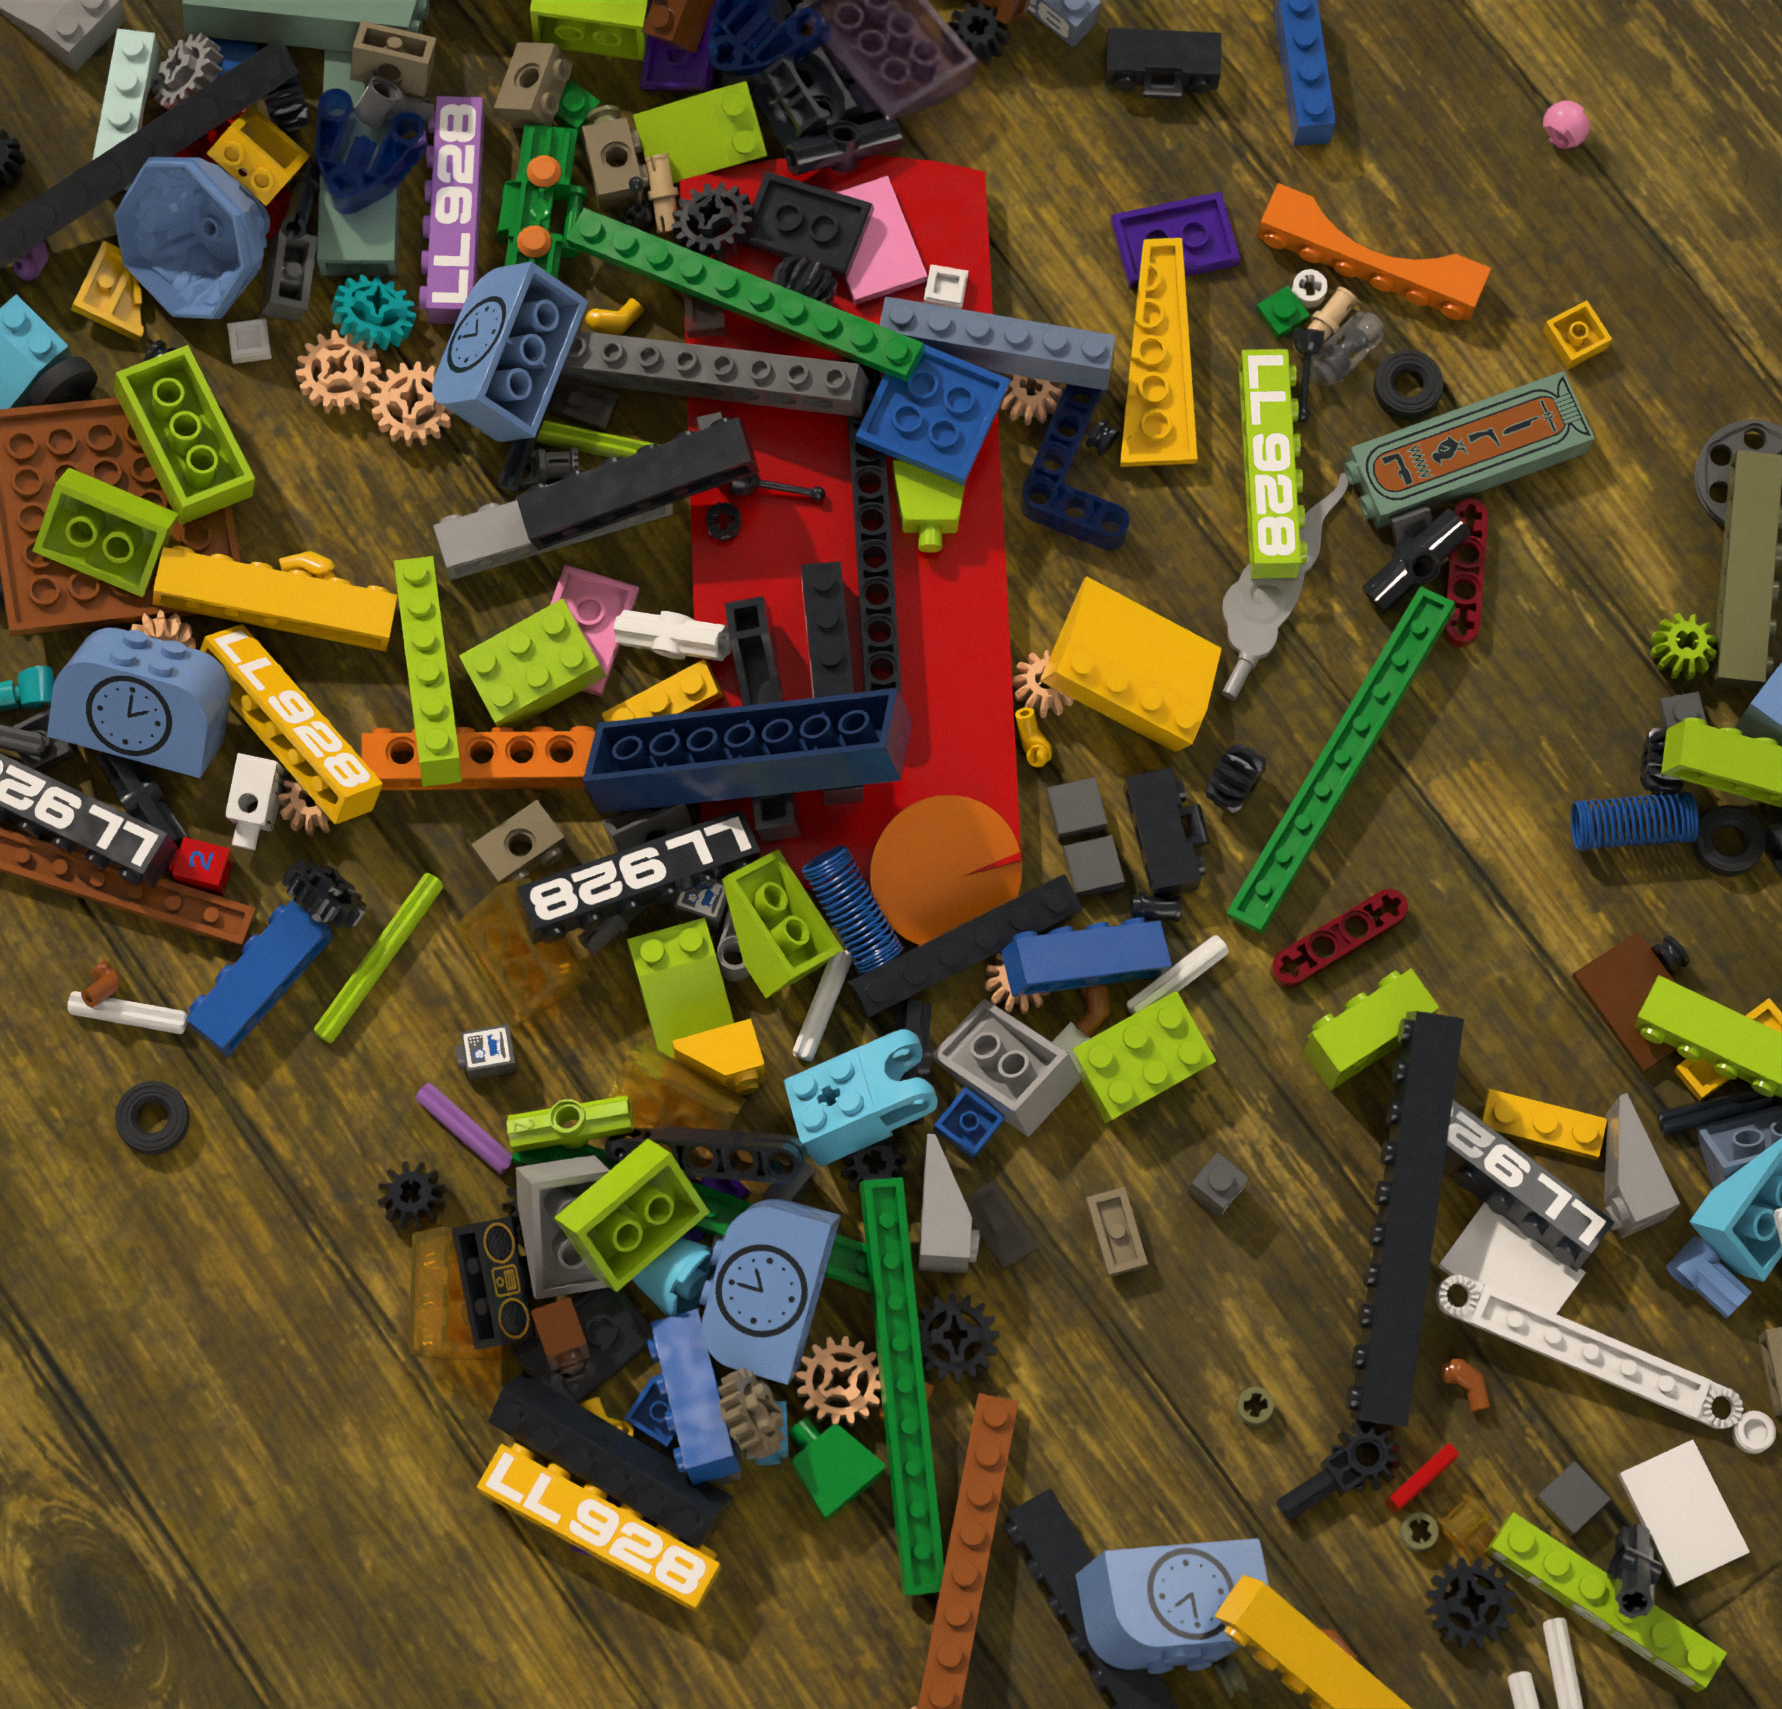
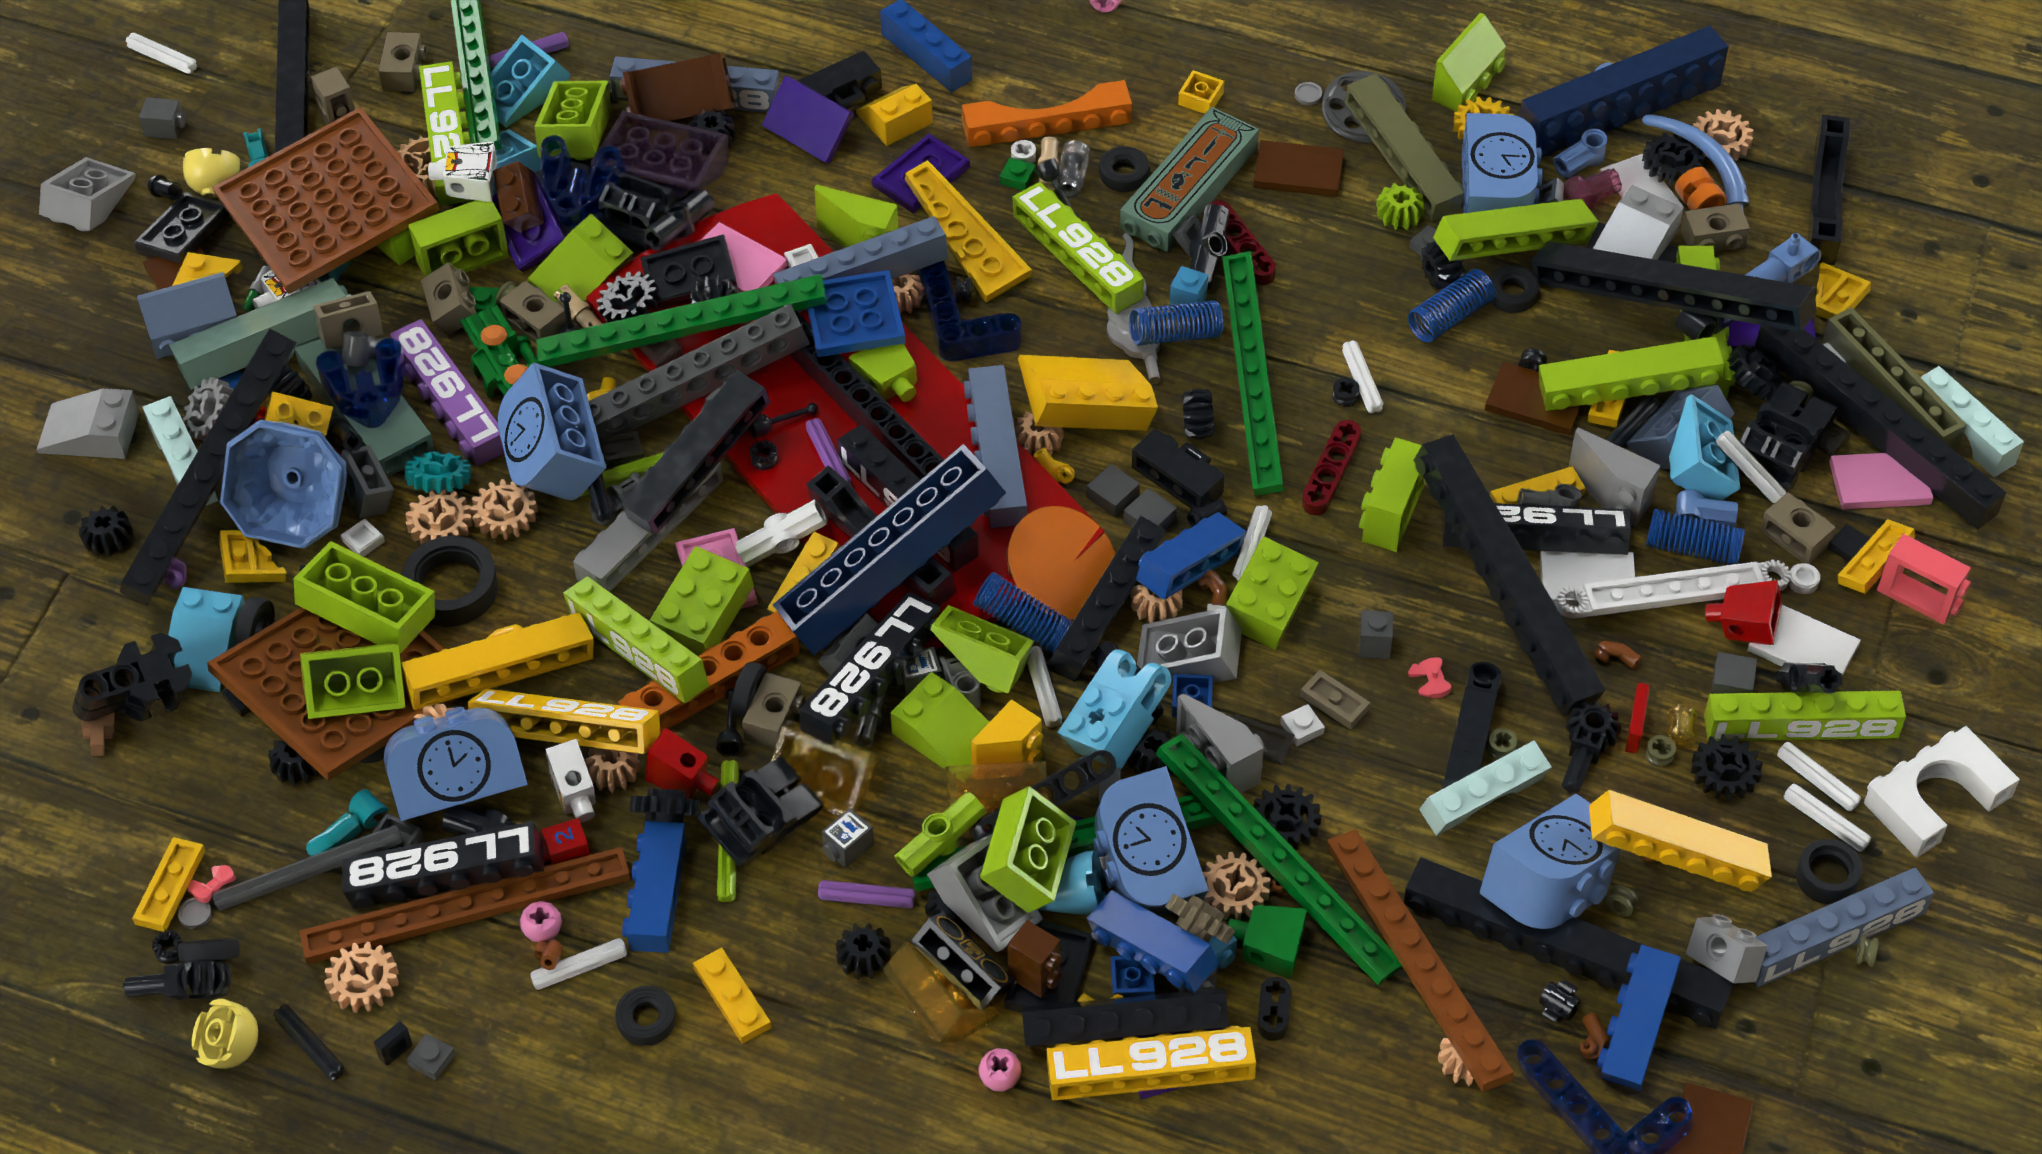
camera: 30 degrees left, 20 degrees down
(118, 926) = (540, 911): none -> bright pink piece
(252, 1152) = (732, 995): none -> yellow plate
(293, 414) = (462, 550): none -> black tyre
(365, 841) = (679, 766): none -> red torso
(371, 972) = (759, 810): none -> black connector
(452, 850) = (729, 741): none -> black hinge
(463, 1434) = (1000, 1059): none -> bright pink piece
(506, 804) = (746, 687): none -> black tyre
(785, 1553) = (1281, 1008): none -> black beam
(790, 571) = (826, 448): none -> medium lavender axle
(977, 677) = (996, 441): none -> sand blue brick
(1045, 280) = (853, 217): none -> lime slope
(1060, 1237) = (1303, 724): none -> white plate
(1091, 89) = (807, 119): none -> dark purple tile
(1188, 1453) = (1465, 797): none -> light aqua arch
(1204, 139) = (898, 113): none -> yellow slope
(1234, 1369) = (1473, 722): none -> black piece
(1251, 1263) = (1437, 686): none -> coral piece
(1347, 657) = (1145, 322): none -> blue piece
(1350, 605) = (1188, 287): none -> dark azure brick
(1421, 858) = (1344, 398): none -> black bush
(1464, 844) = (1363, 376): none -> white axle
(1543, 1149) = (1562, 496): none -> dark grey pin
(1611, 513) = (1298, 168): none -> reddish brown tile
(1647, 1438) = (1748, 612): none -> red torso
(1695, 1347) = (1692, 534): none -> blue piece
(1705, 414) = (1308, 93): none -> light grey piece

